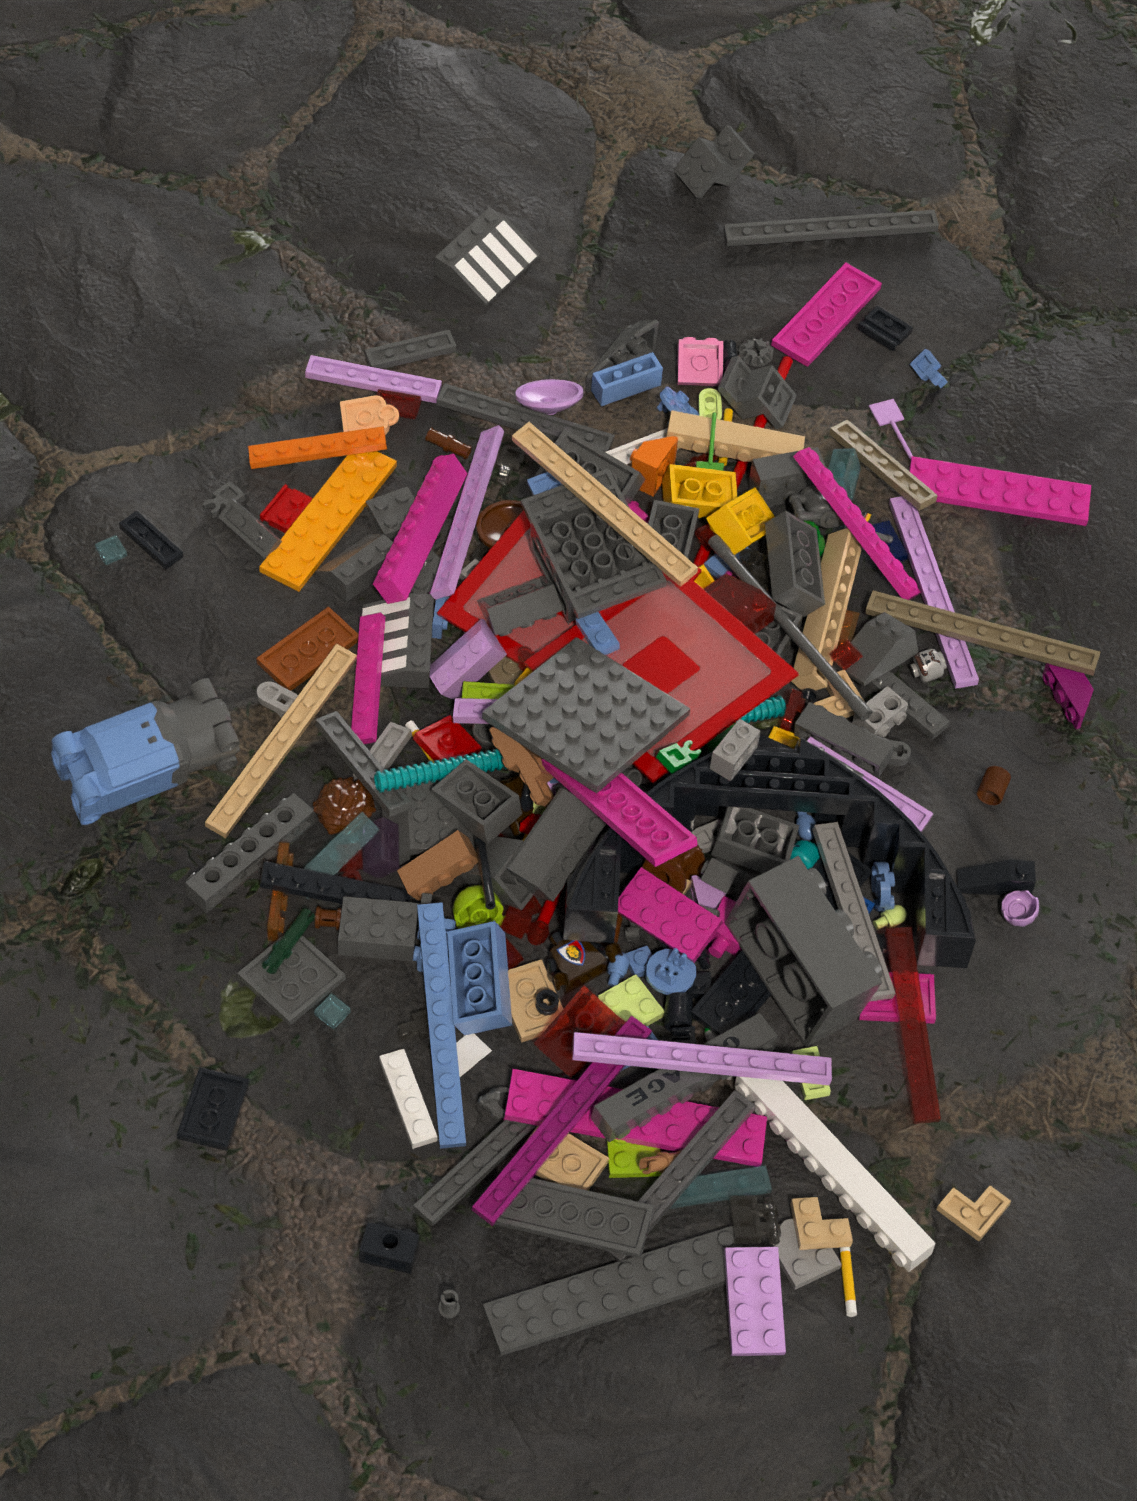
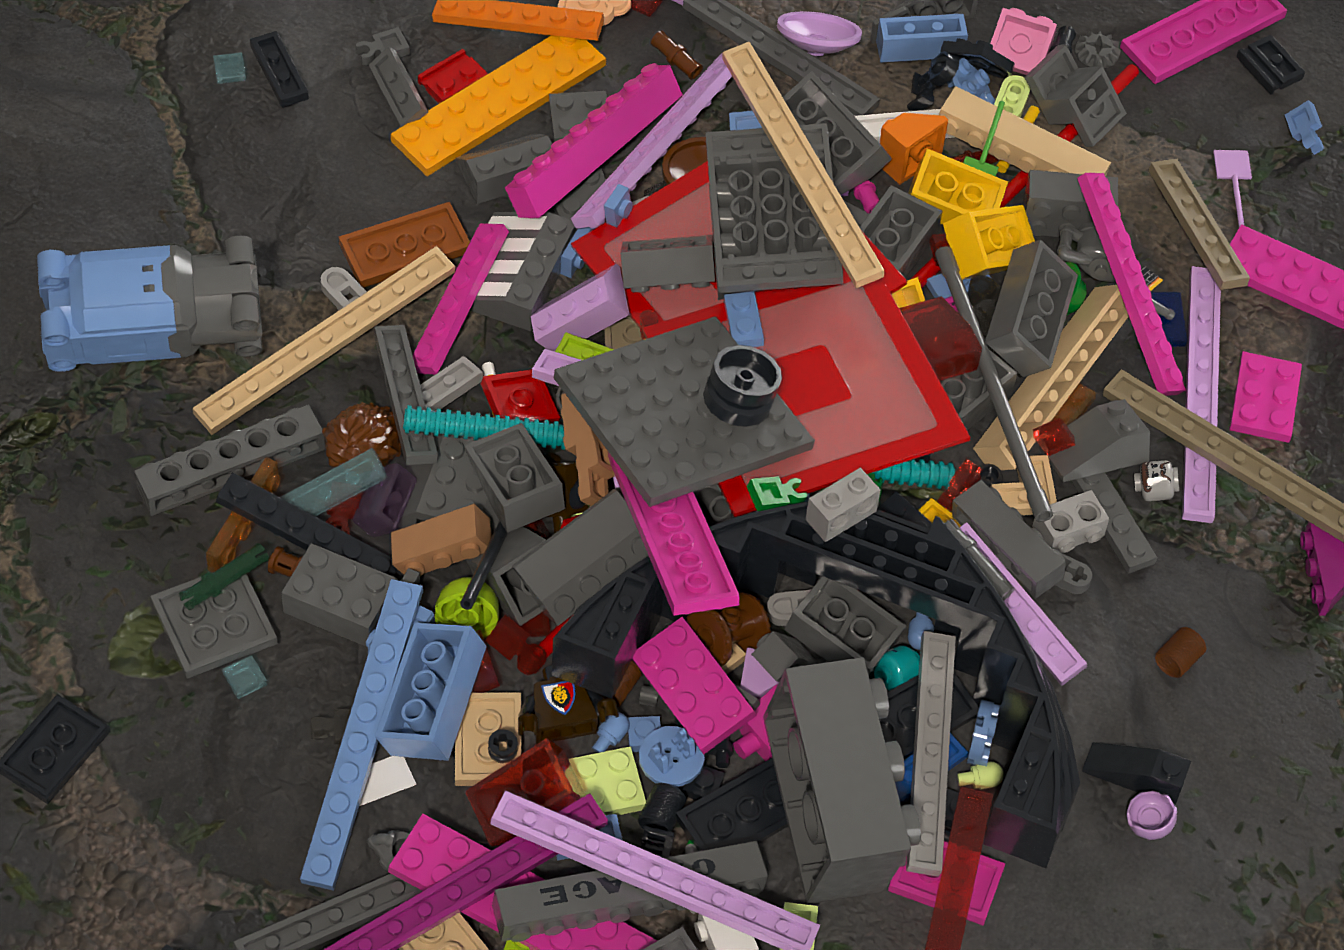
camera: 20 degrees right, 0 degrees up
(408, 1098) = (288, 810): white plate -> none
(464, 574) = (618, 205): none -> medium blue plate
(627, 683) = (742, 385): none -> black wheel
(644, 413) = (941, 71): none -> black piece
(677, 382) = (980, 56): none -> black plate
(845, 469) = (1146, 218): clear light blue brick -> none
(978, 580) = (1265, 397): none -> dark pink plate

